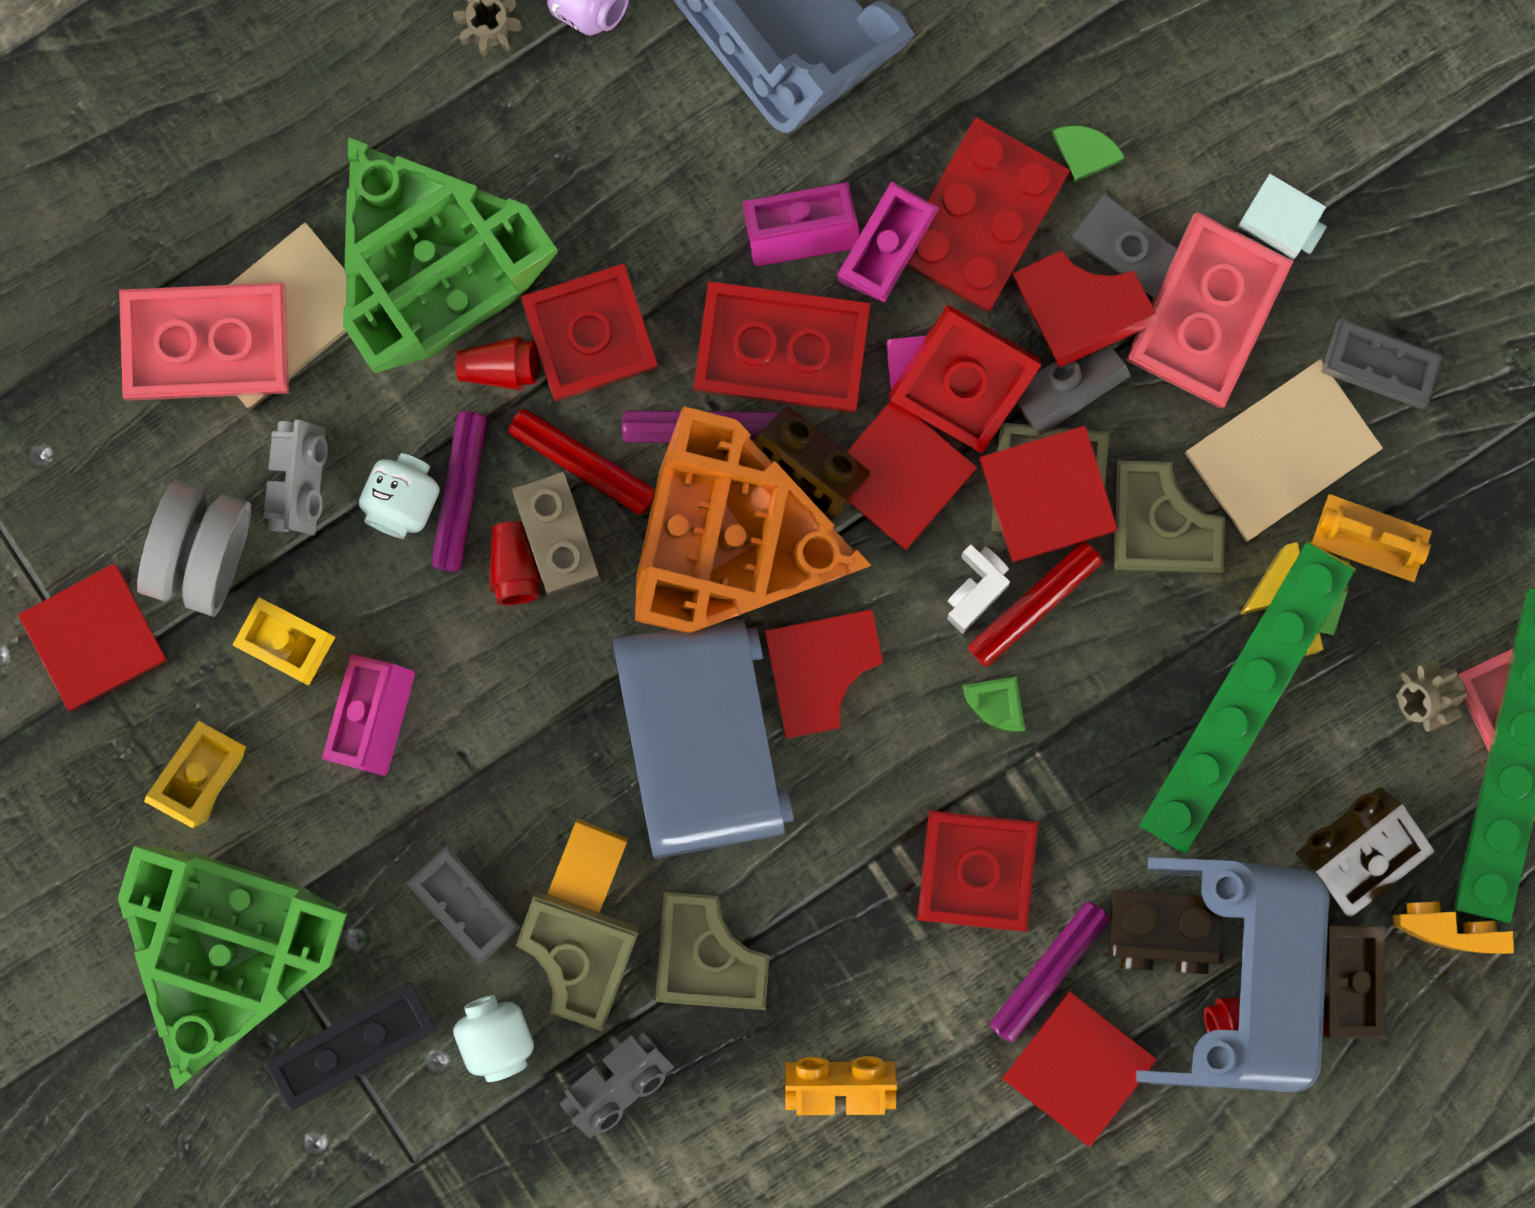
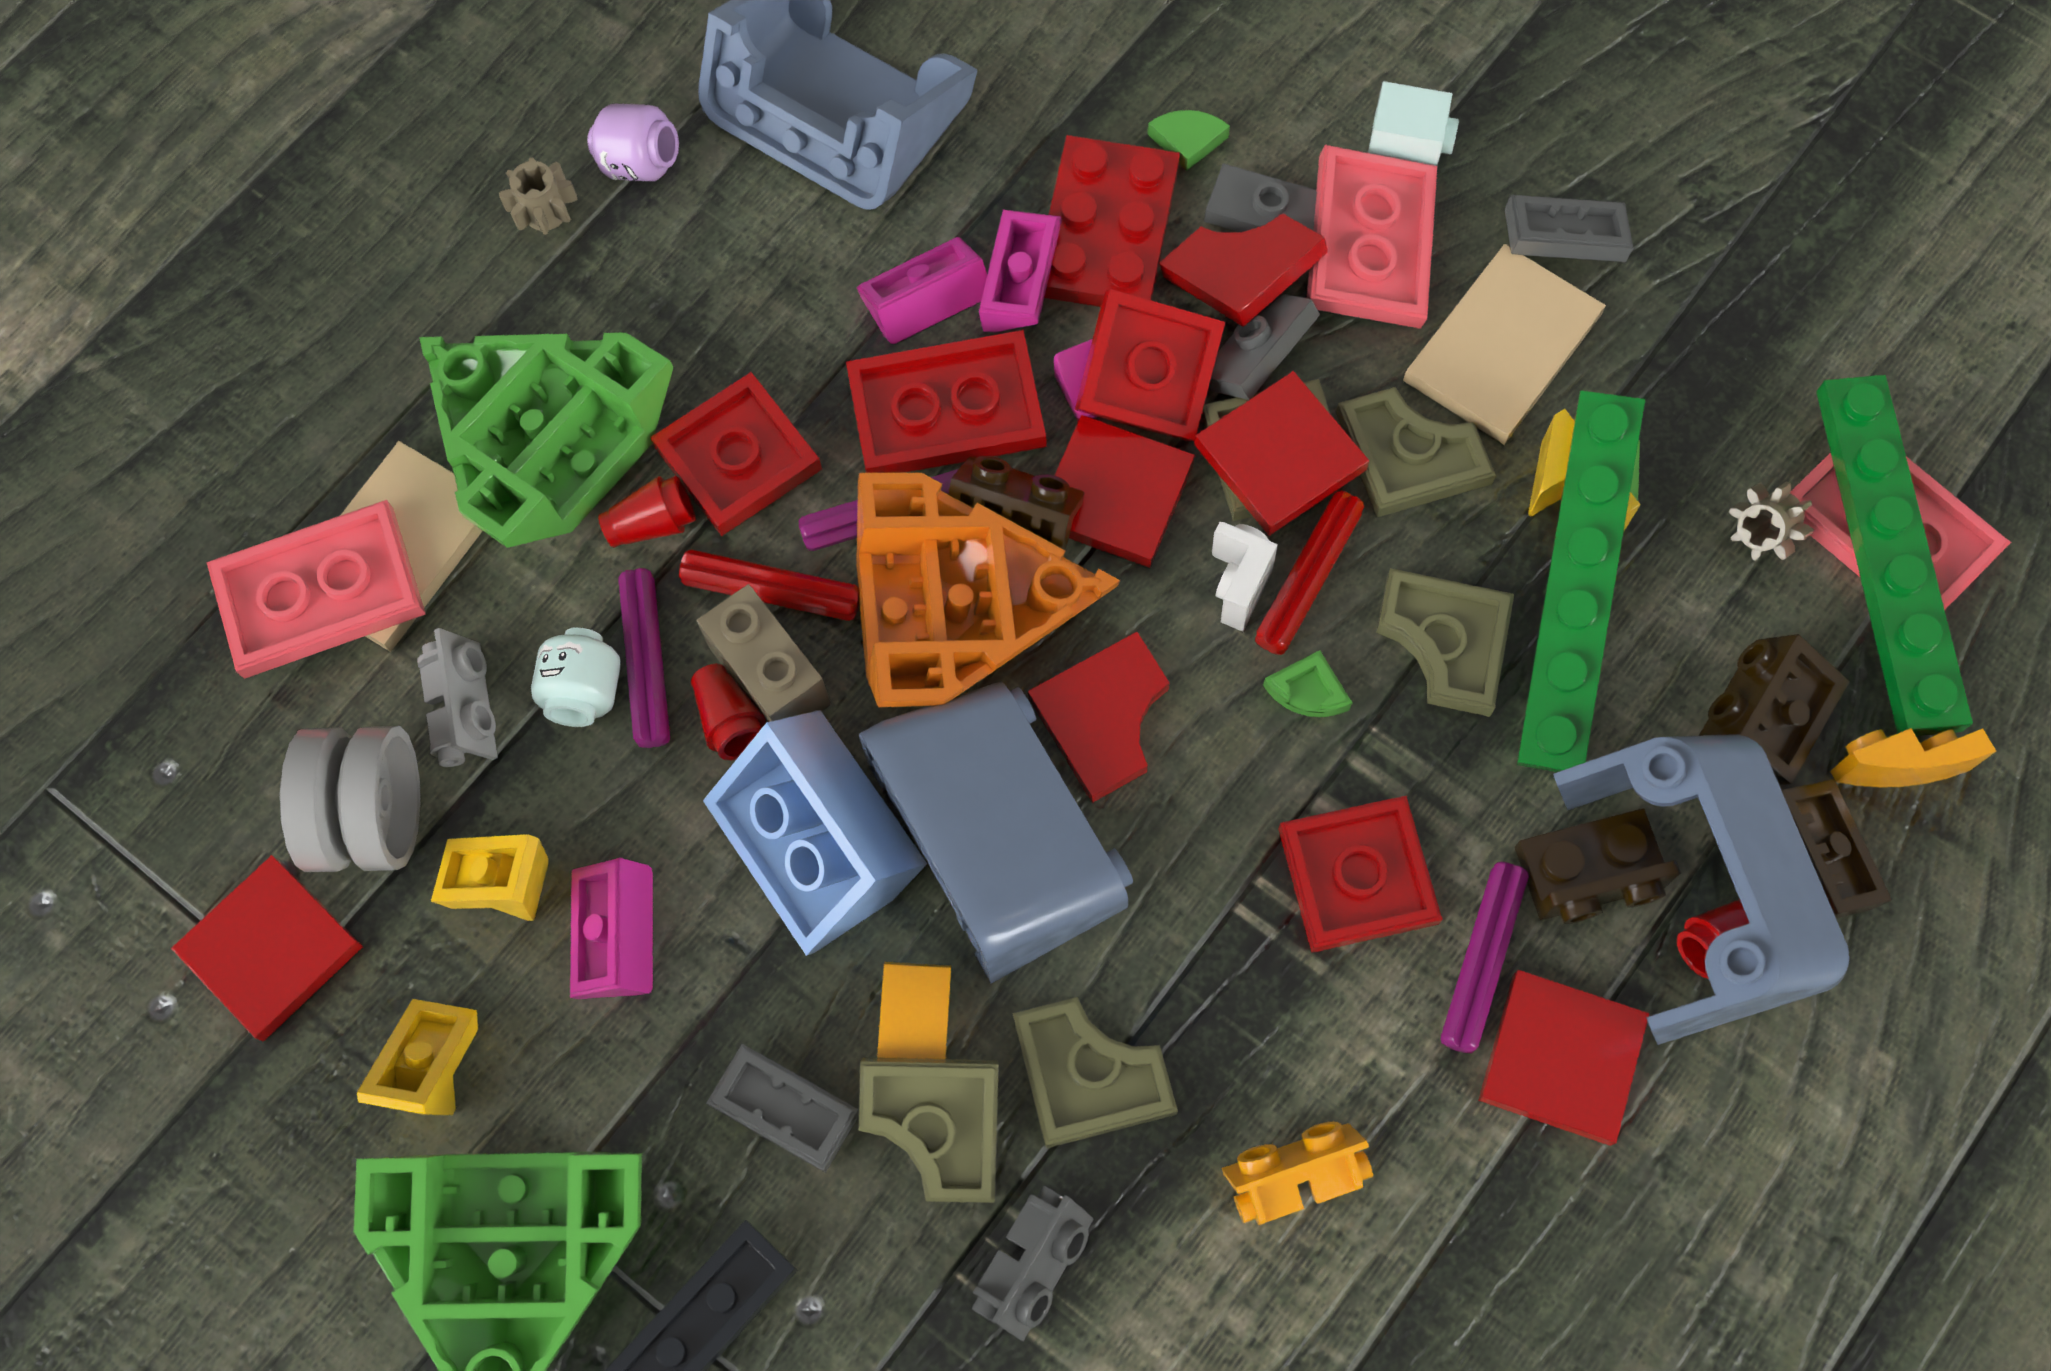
camera: 15 degrees left, 15 degrees down
(493, 1038) = (867, 1255): light aqua head -> none
(553, 690) = (812, 829): none -> light blue slope
(1132, 697) = (1453, 634): none -> olive tile
(1372, 538) = (1666, 391): light orange hinge -> none

